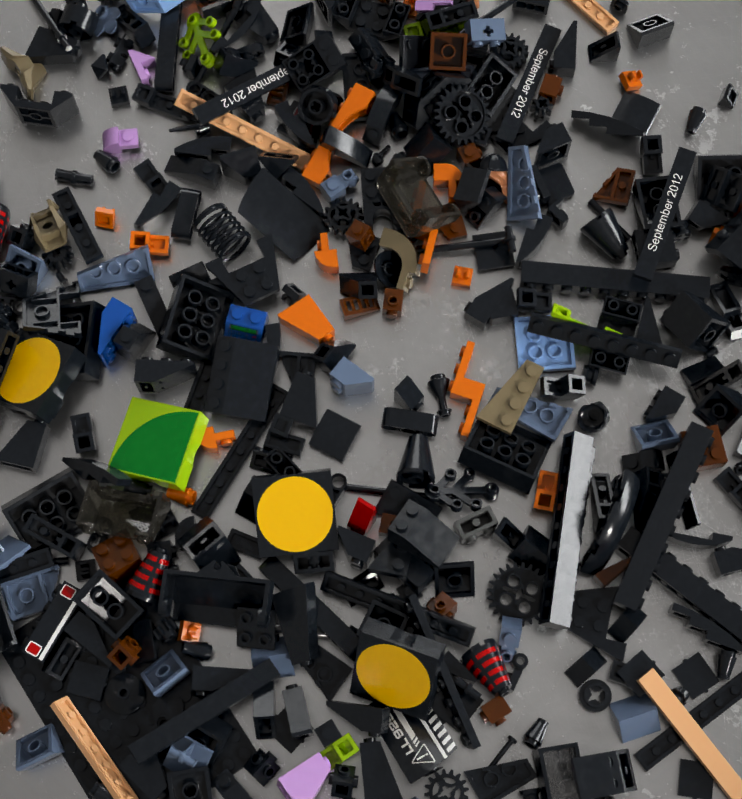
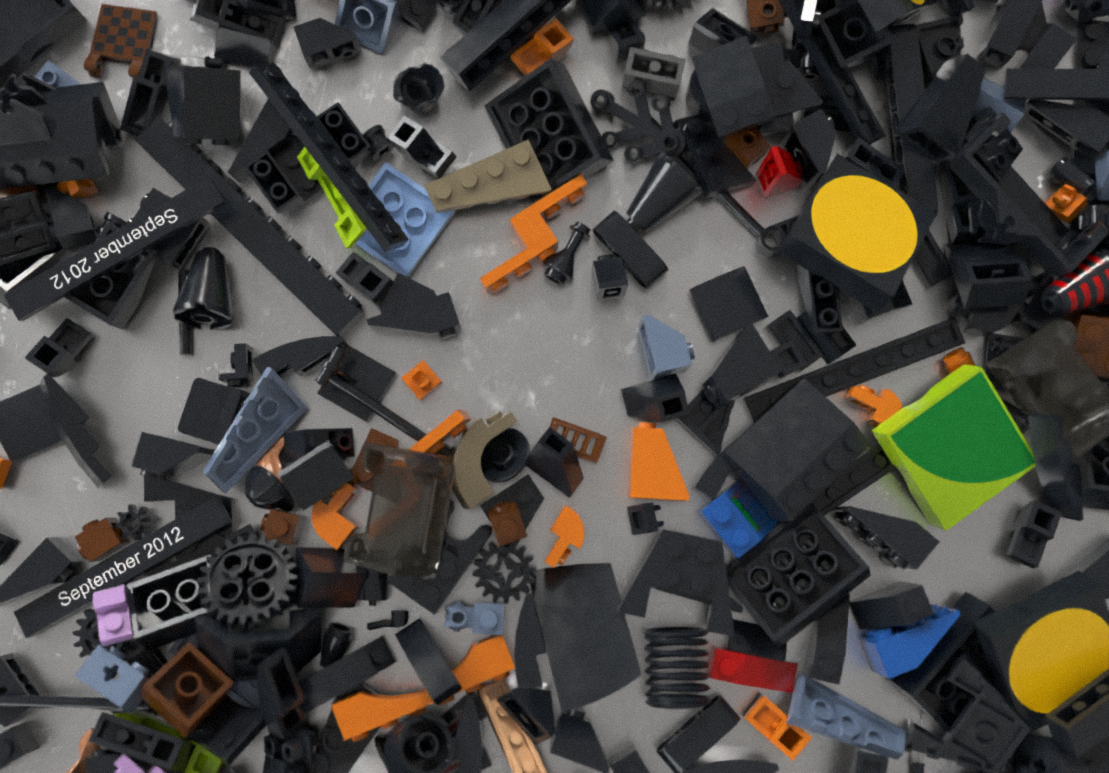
camera: 145 degrees left, 10 degrees up
(183, 258) = (751, 670): none -> red slope
(392, 303) = (534, 408): reddish brown brick -> none
(512, 57) = (113, 615): none -> lavender brick
(543, 417) = (472, 138): sand blue wing -> none
(617, 187) = (138, 343): reddish brown wing -> none

